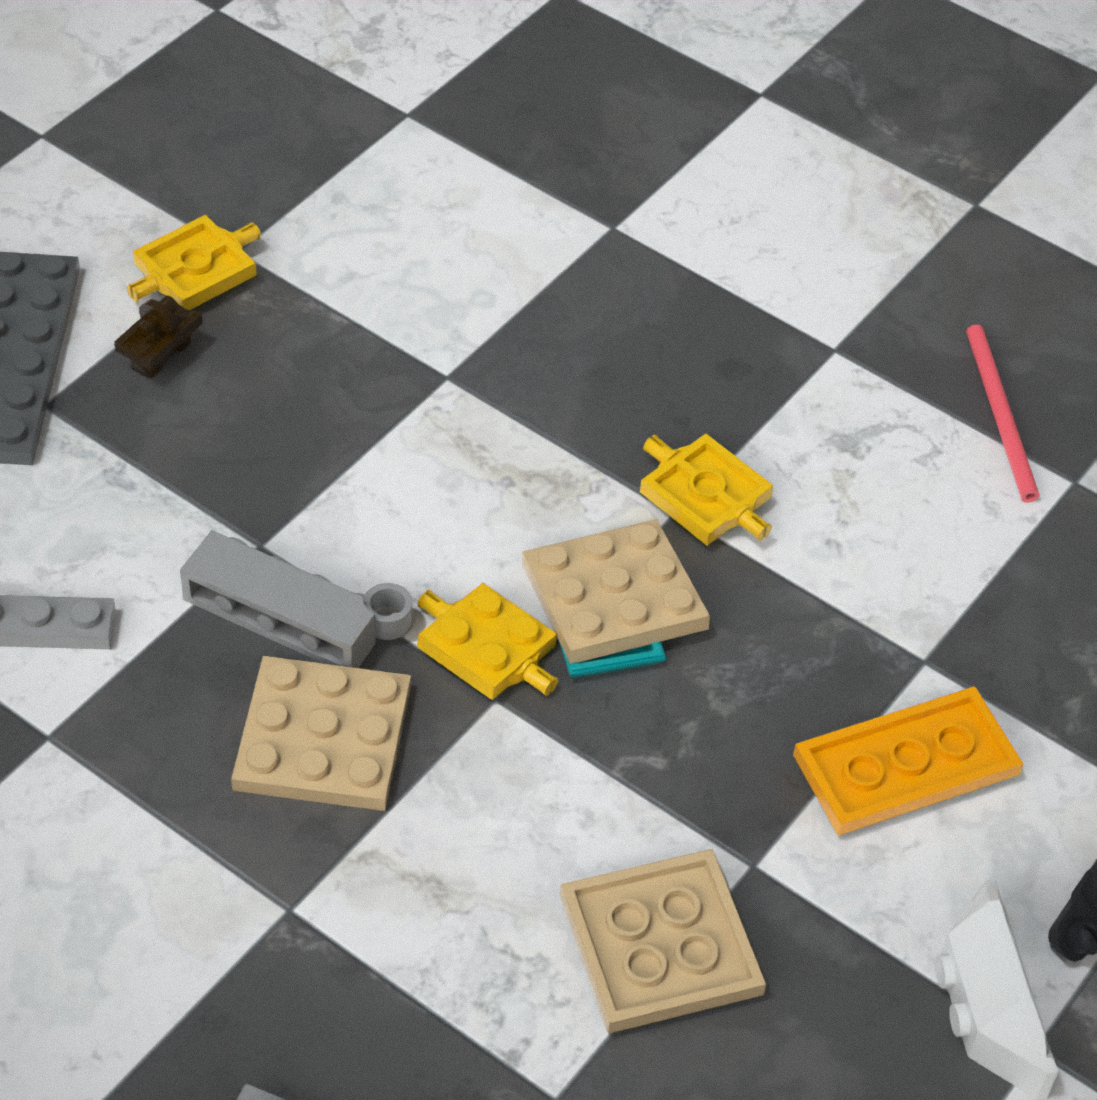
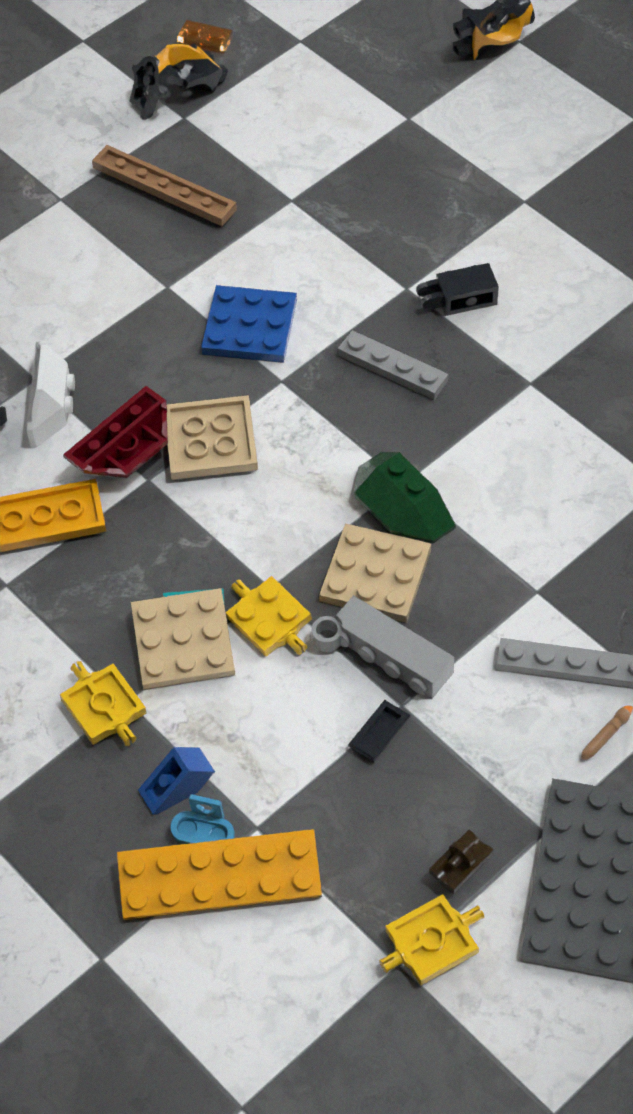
camera: 165 degrees left, 5 degrees up
(289, 496) = (379, 730): none -> black tile
(300, 861) = (402, 498): none -> dark green wedge
(482, 302) = (218, 874): none -> light orange plate
(518, 348) = (201, 824): none -> dark azure bracket
(566, 400) = (175, 778): none -> blue slope
(815, 876) = (124, 438): none -> dark red wedge

